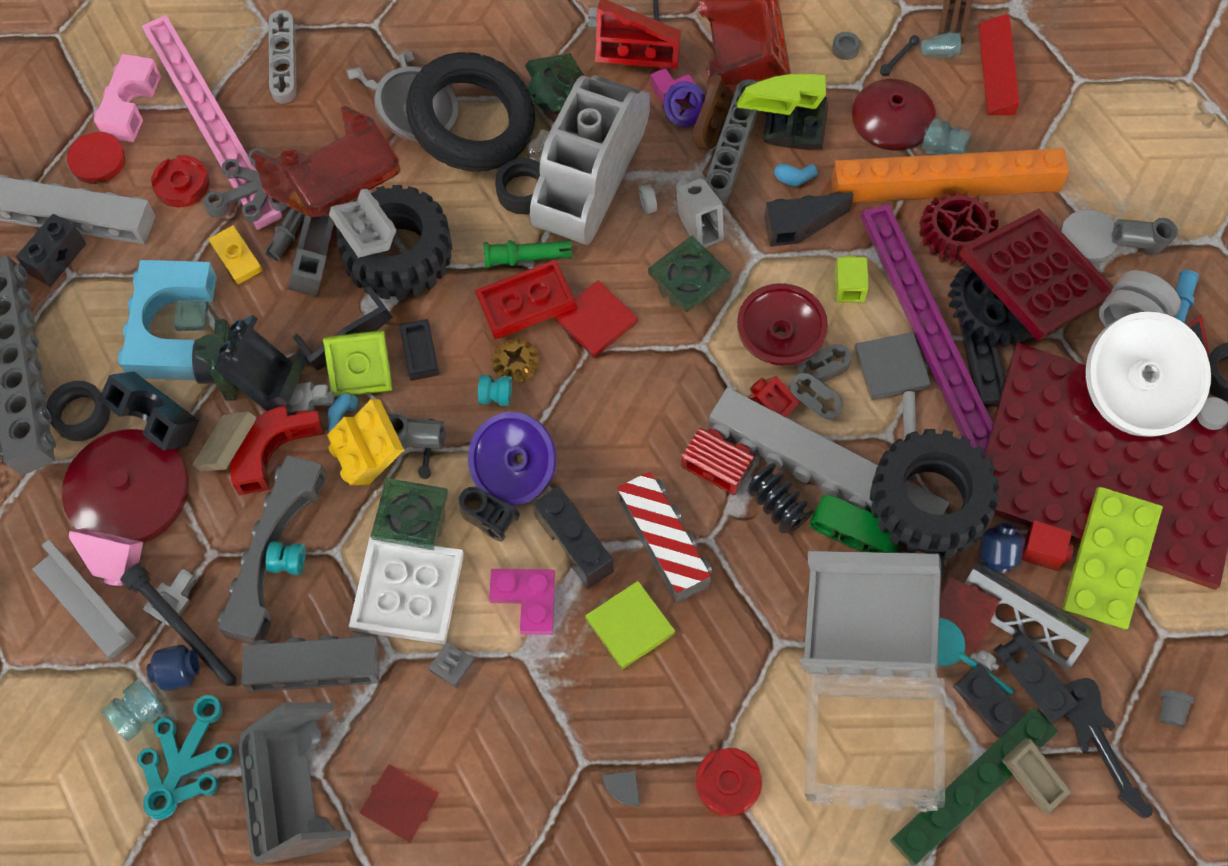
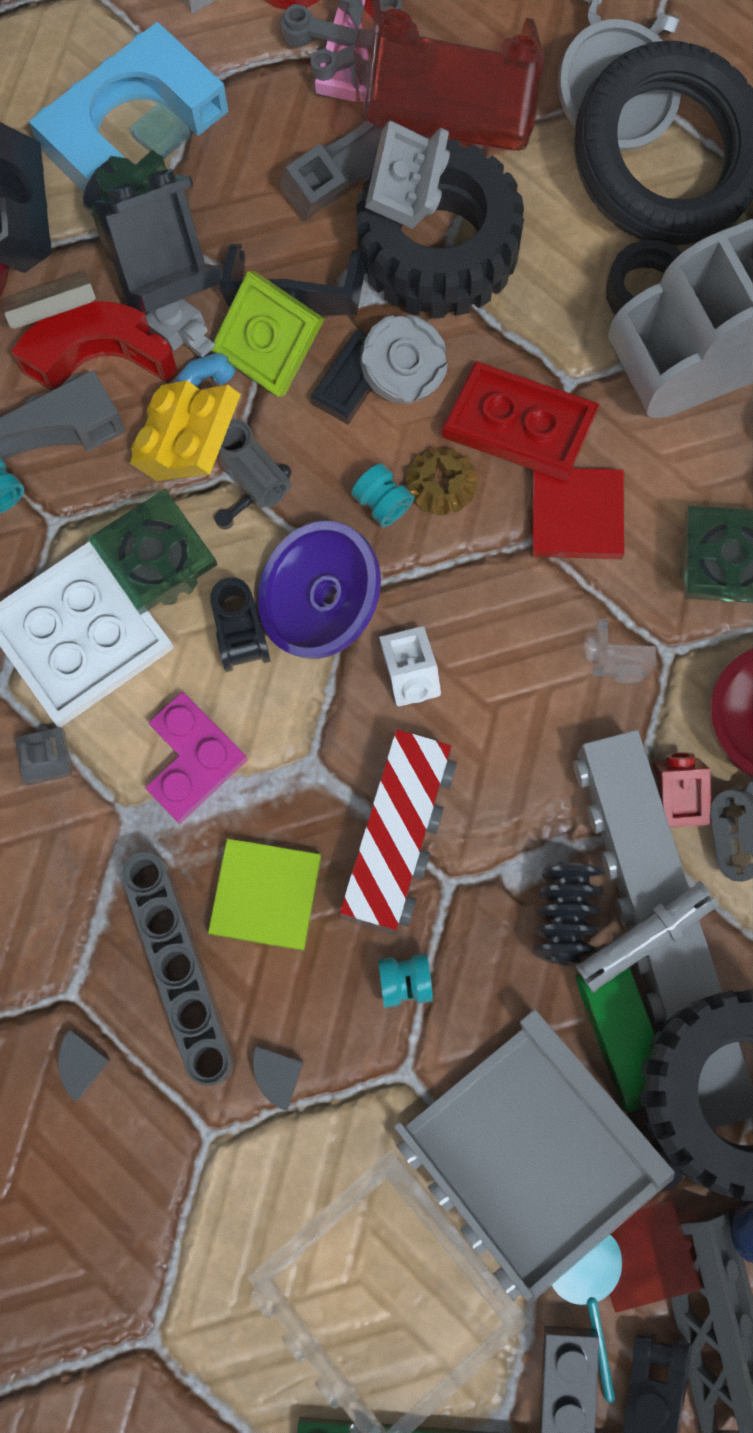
camera: 45 degrees right, 10 degrees up
(235, 255) = (267, 102): yellow plate -> none
(284, 235) = (331, 124): dark grey axle -> none
(438, 318) = (403, 359): none -> light grey tile
(511, 252) = (559, 354): green pin -> none
(580, 544) = (297, 738): black arch -> none
(591, 456) = (411, 666): none -> white bracket
(634, 708) = (160, 951): none -> dark grey beam
(687, 366) = (623, 662): none -> clear bracket
(717, 460) = (546, 802): red brick -> none
(721, 700) = (276, 1076): none -> dark grey tile
(728, 781) = (194, 1172): red tile -> none
(736, 598) = (394, 981): none -> teal wheel
(824, 471) = (664, 924): none -> light grey pin
(986, 660) = (614, 1334): light grey piece -> none

